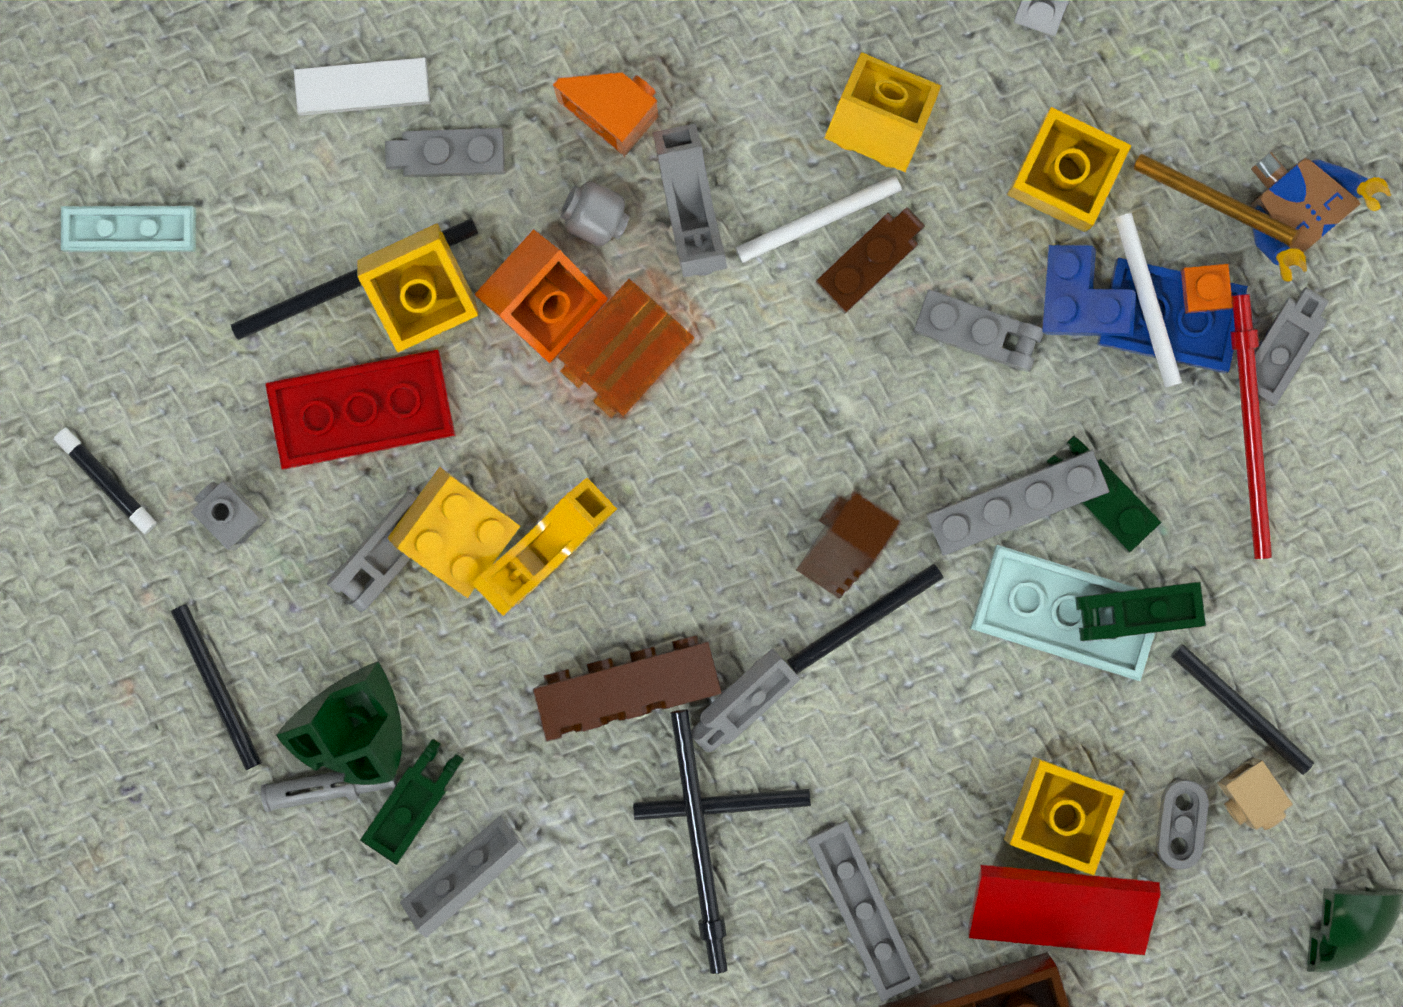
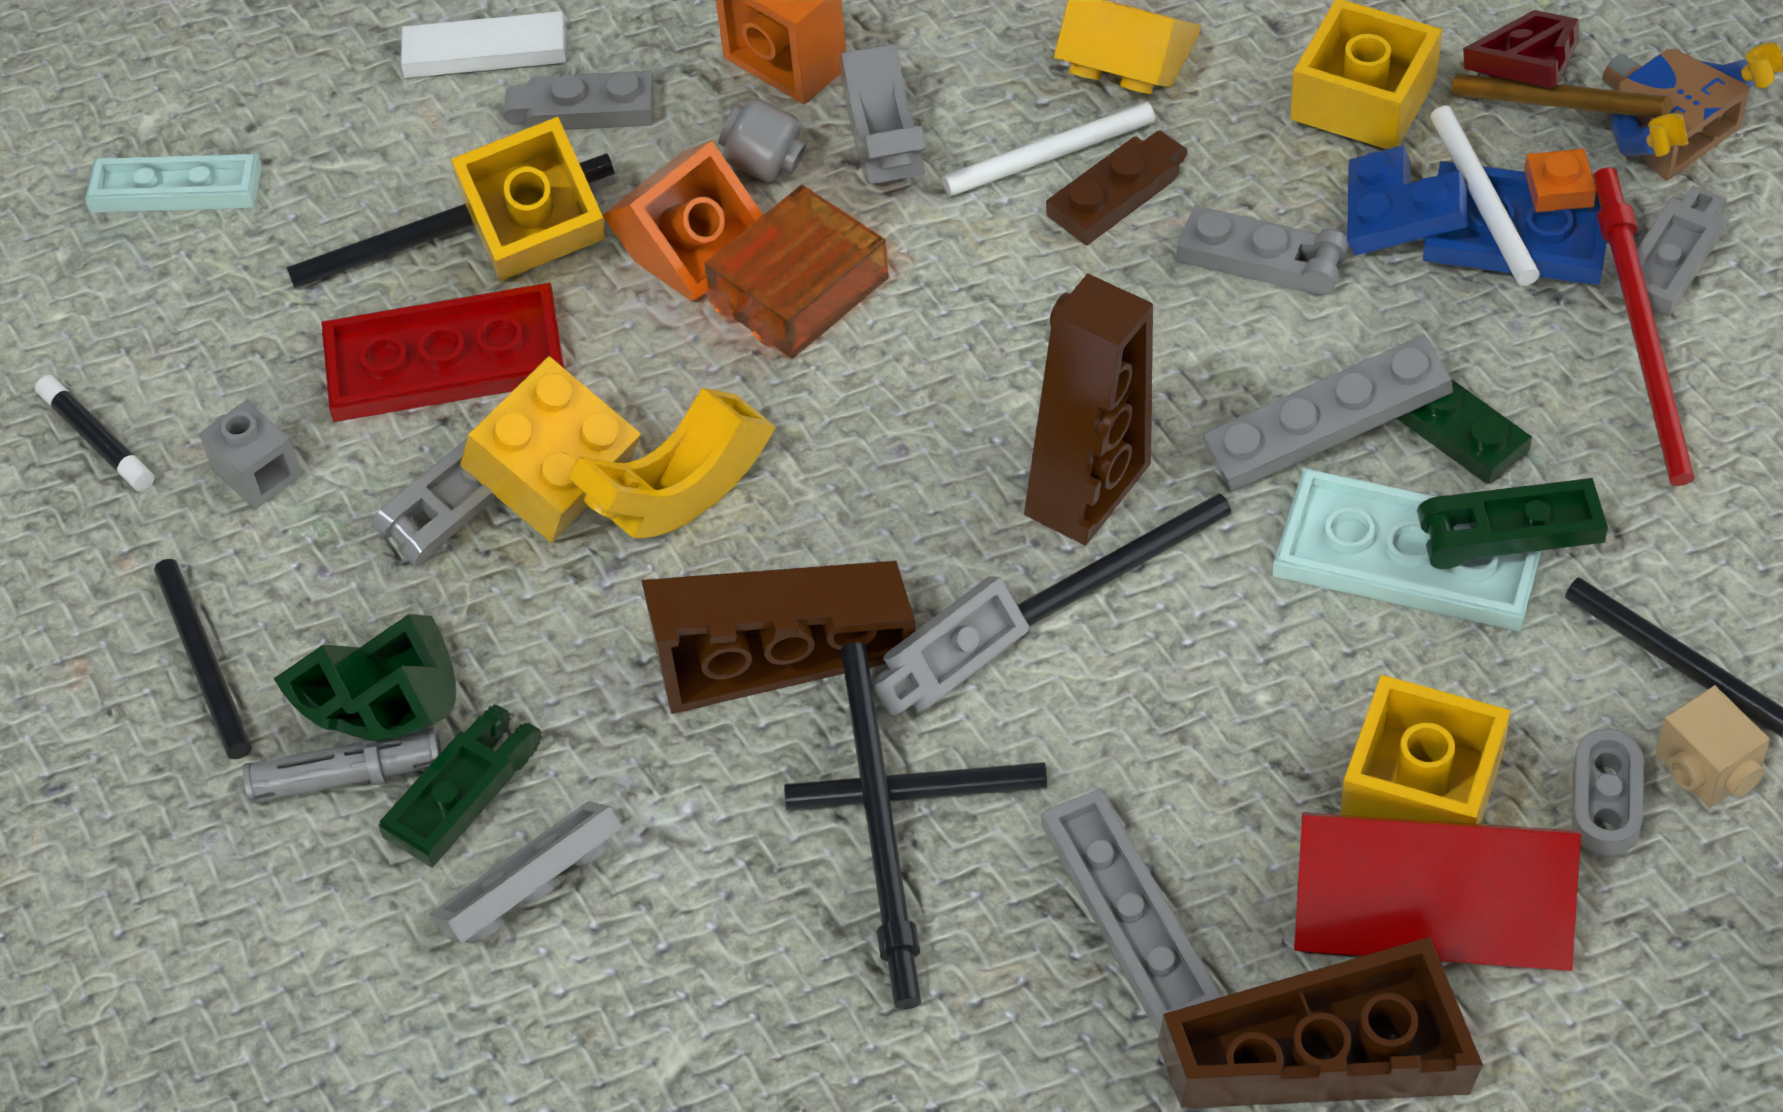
camera: 10 degrees right, 35 degrees down
(1196, 144) = (1527, 49): none -> dark red wing

